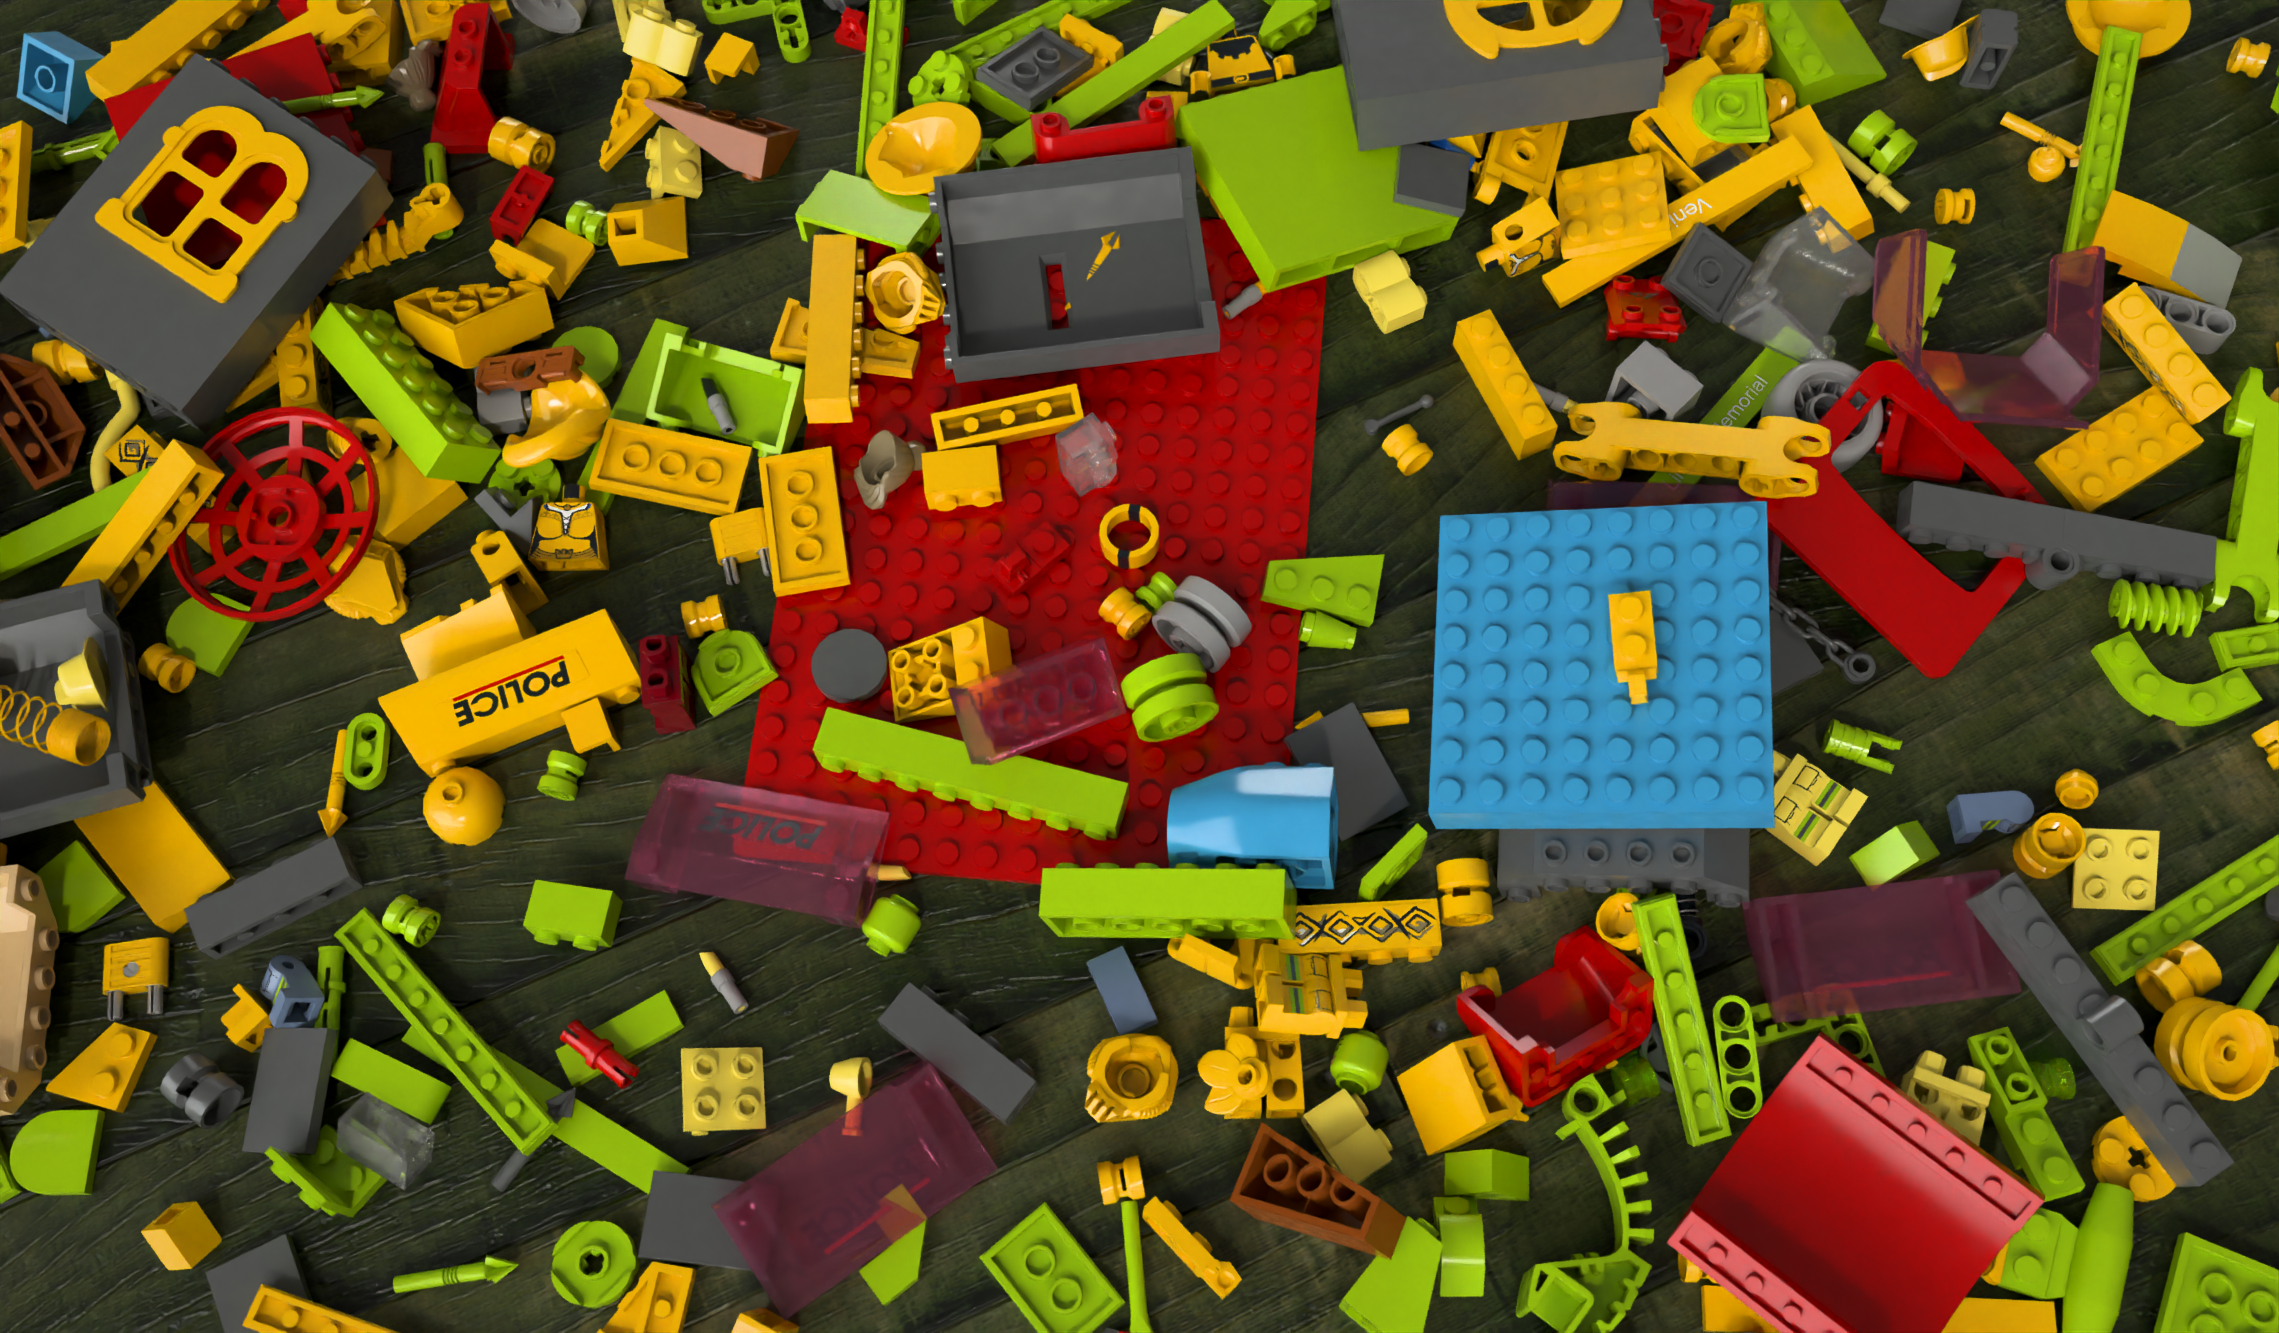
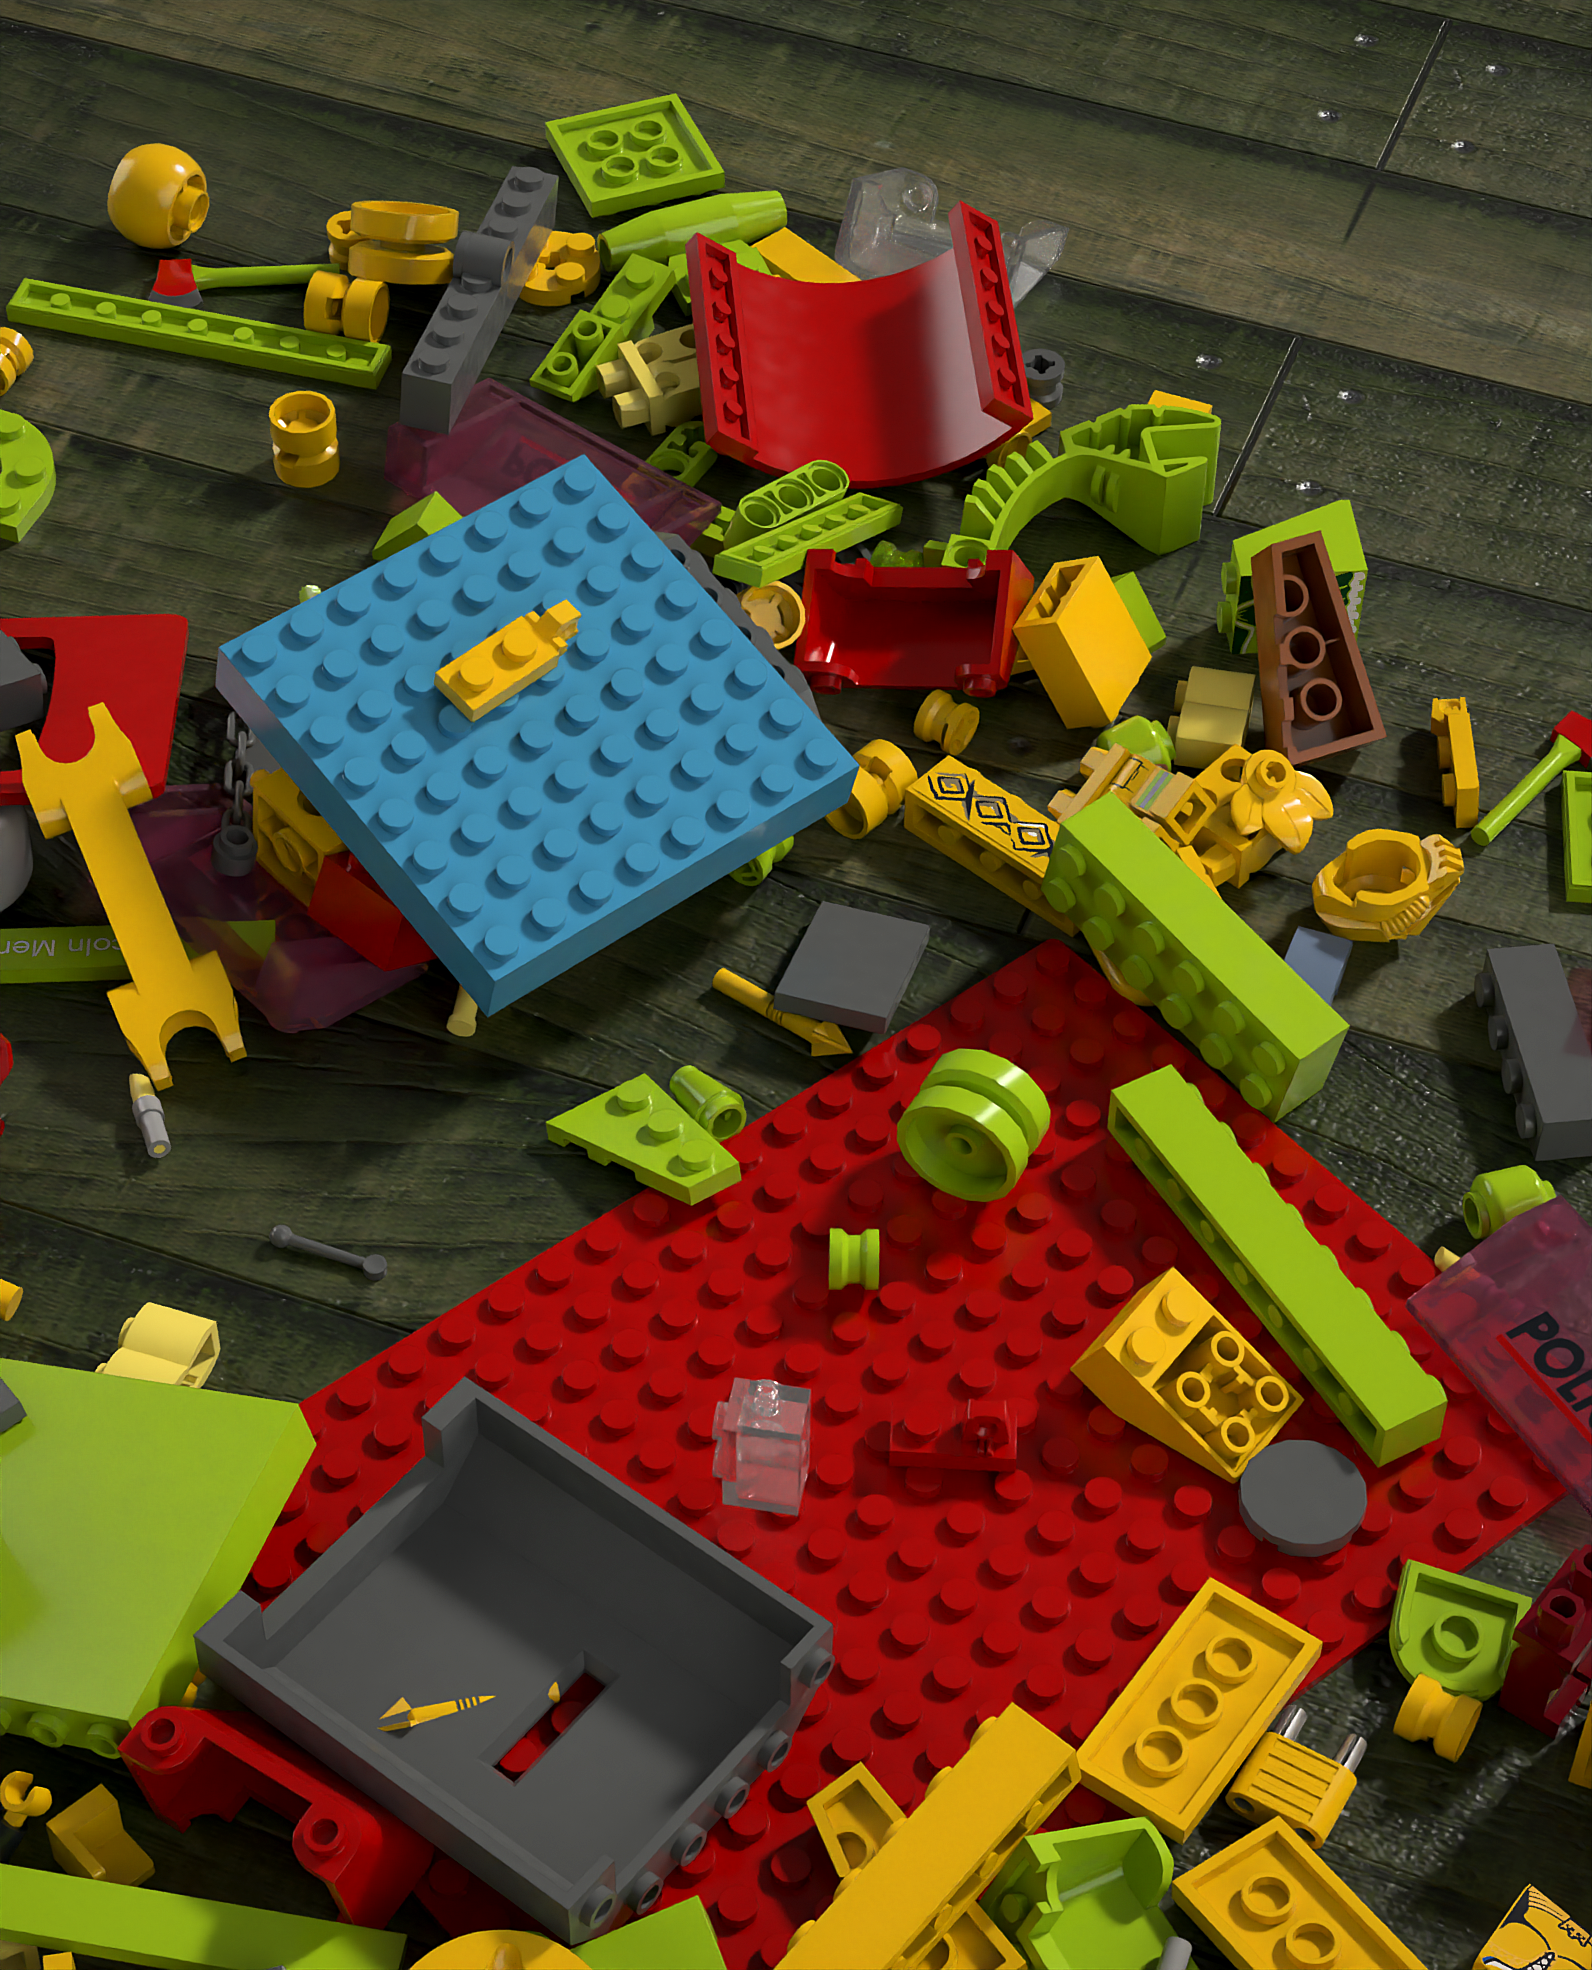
camera: 140 degrees left, 20 degrees down
(886, 467) = (1026, 1663): dark tan hair -> none
(904, 292) = (755, 1887): yellow helmet -> none
(962, 477) = (942, 1568): yellow brick -> none
(1008, 419) = (876, 1609): yellow brick -> none
(1037, 701) = (1135, 1209): clear pink brick -> none
(1111, 1180) = (1480, 845): yellow wheel -> none
(1125, 613) = (914, 1272): yellow wheel -> none
(1135, 558) = (812, 1318): yellow piece -> none
(1202, 622) = (862, 1162): light grey wheel -> none
(1248, 297) = (321, 1506): light grey piece -> none
(1259, 818) = (1019, 937): dark azure animal -> none
(1393, 866) = (918, 841): lime tile -> none
(1407, 449) = (380, 1191): yellow wheel -> none
(1463, 1250) = (1190, 585): lime brick -> none
(1504, 385) = (184, 1161): yellow brick -> none
(1655, 385) = (64, 999): light grey brick -> none
(1987, 811) = (313, 503): sand blue leg -> none
(2055, 1078) = (541, 331): clear neon green wheel -> none
(2076, 789) = (206, 465): yellow plate -> none
(2116, 870) = (247, 396): light yellow hinge -> none

